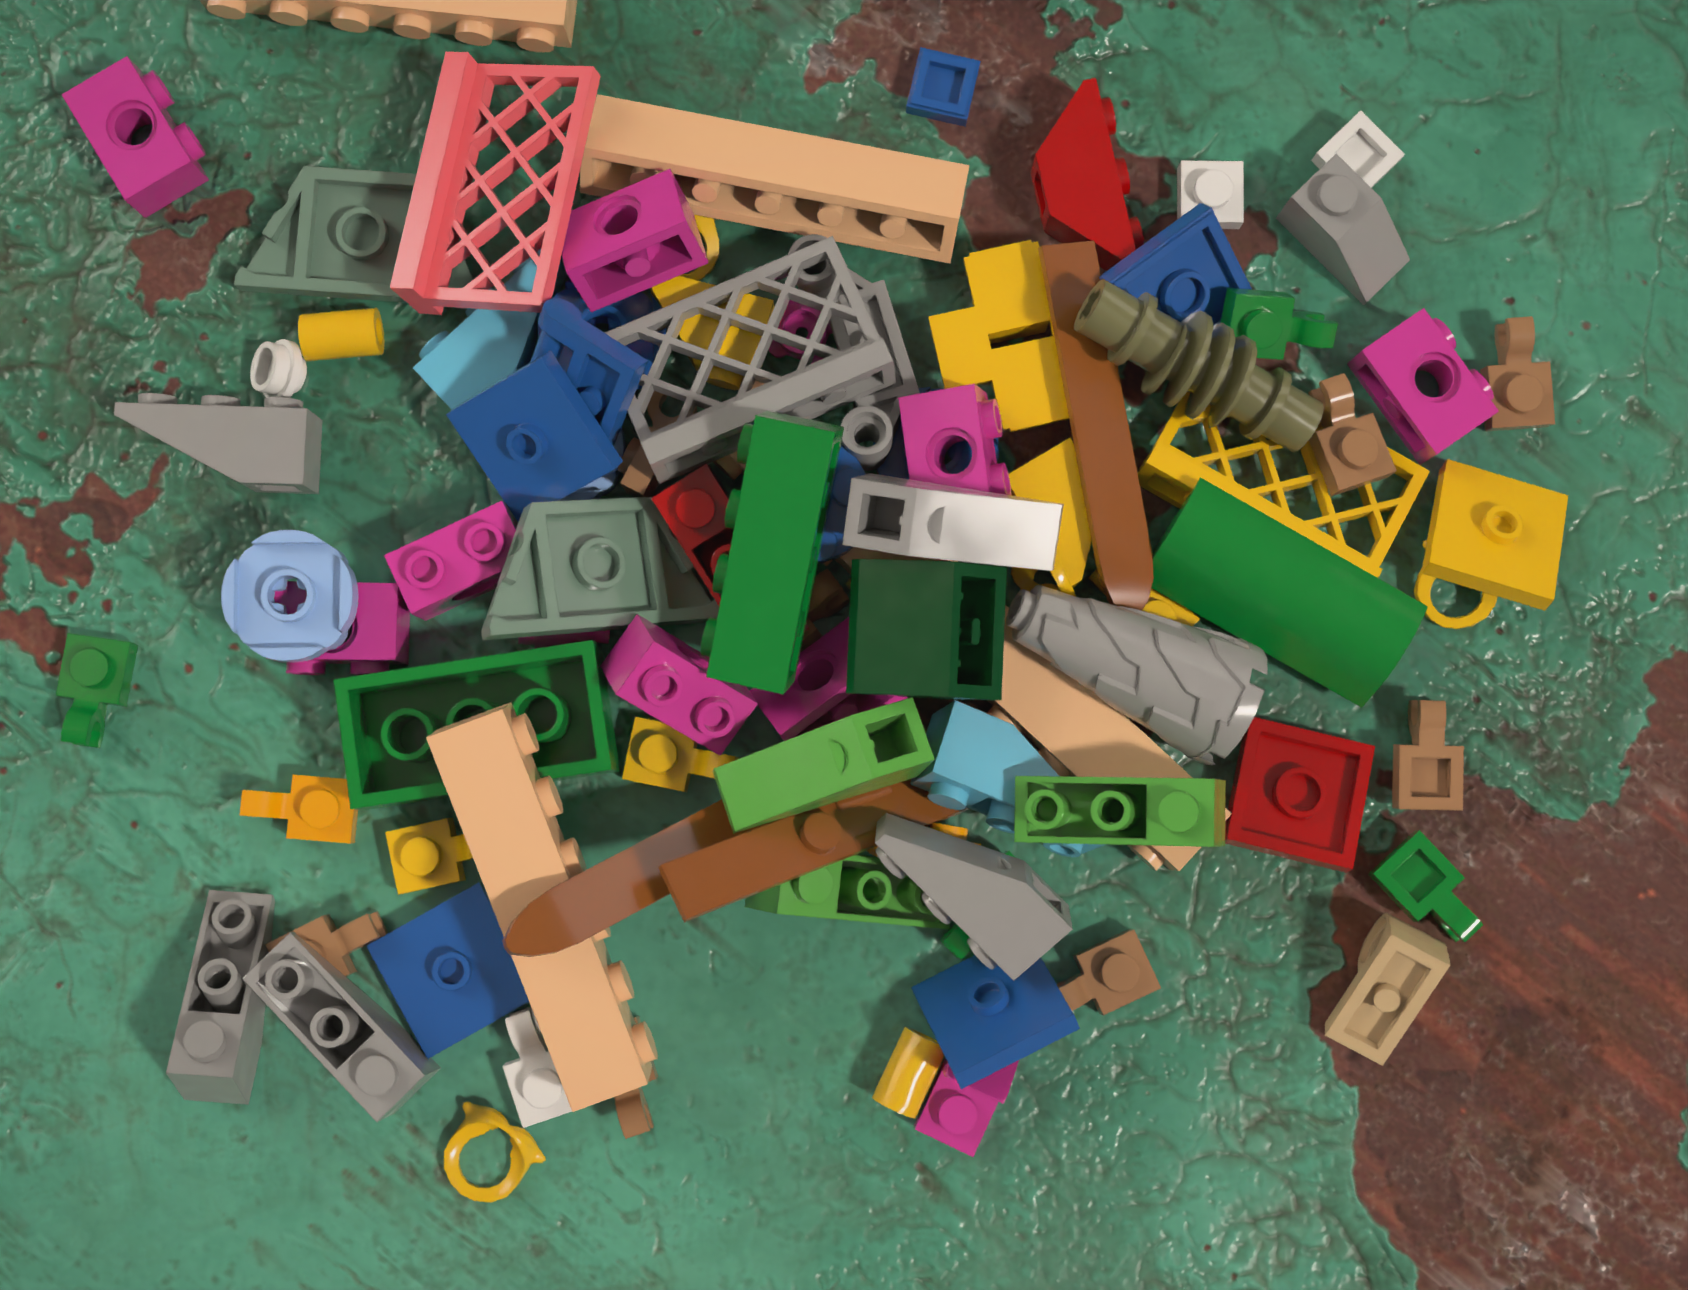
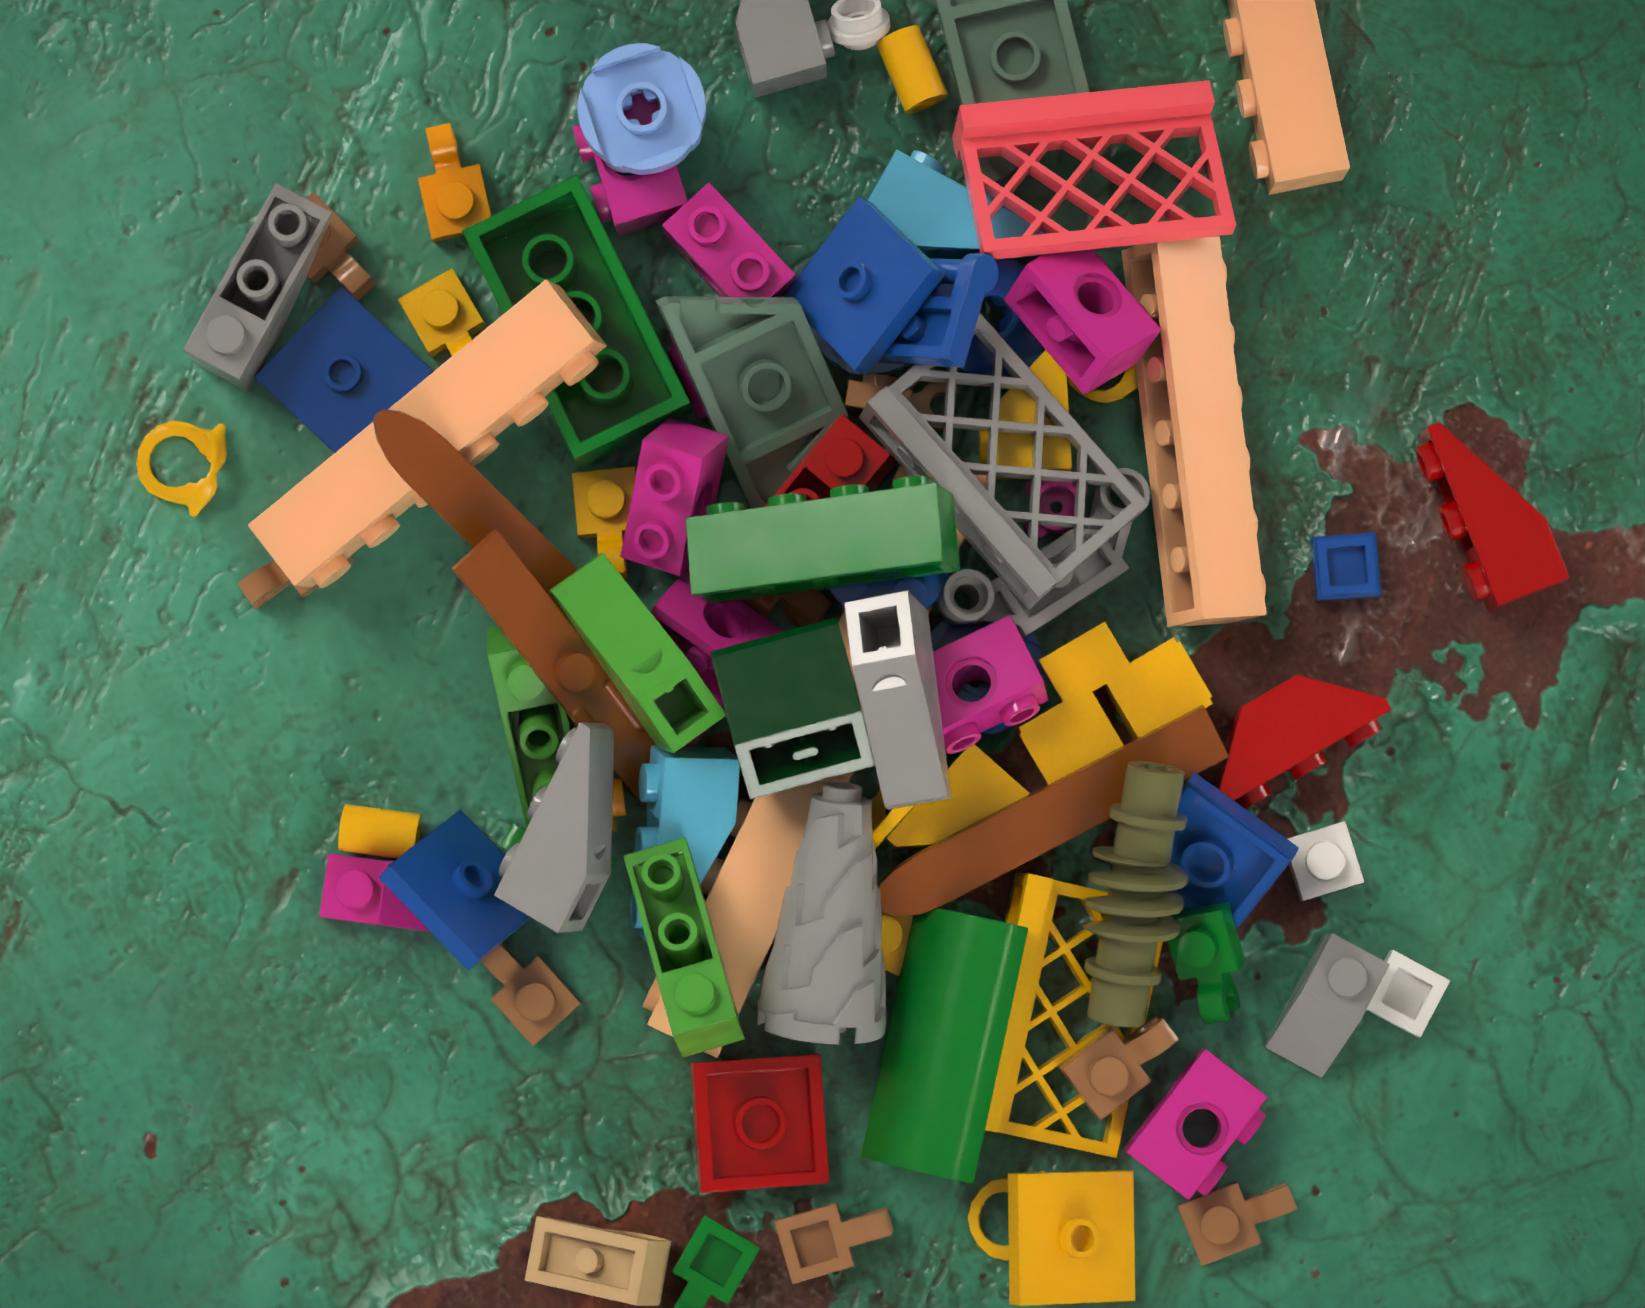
camera: 75 degrees right, 0 degrees up
(220, 1013) = (238, 172): light grey slope -> none
(533, 1075) = (268, 479): white plate -> none

